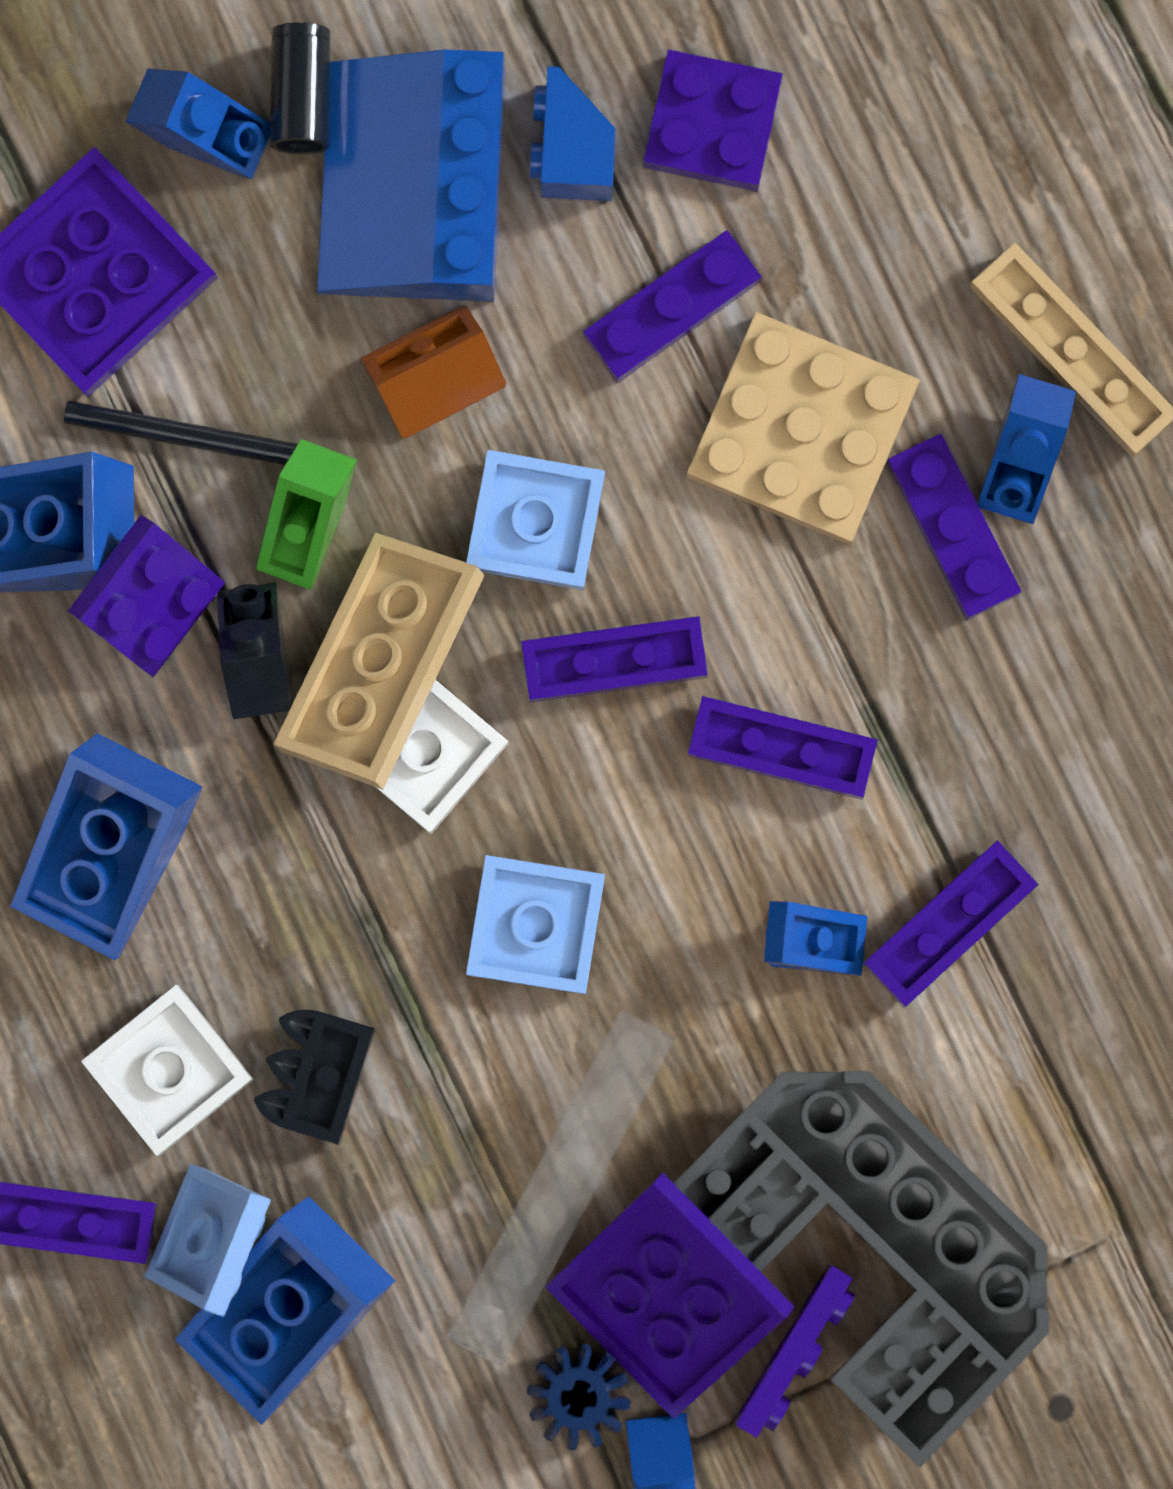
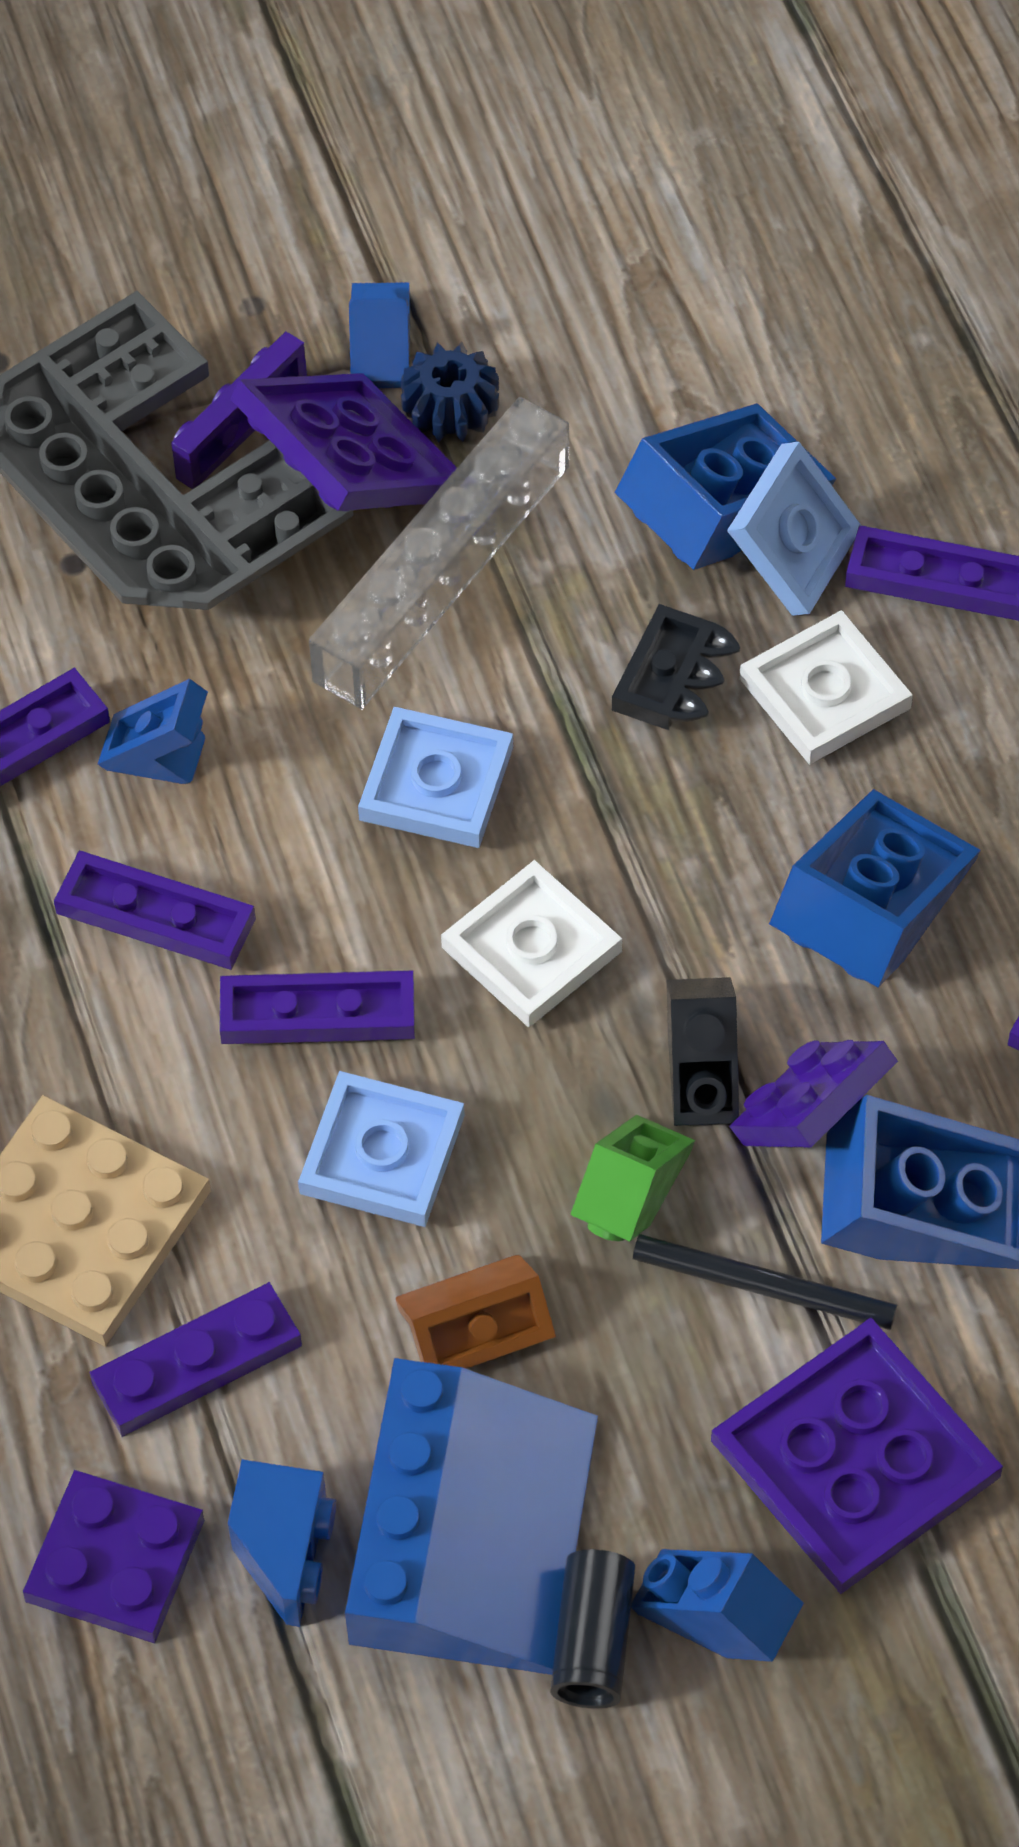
camera: 175 degrees left, 25 degrees down
(379, 660) = (567, 1014): tan plate -> none

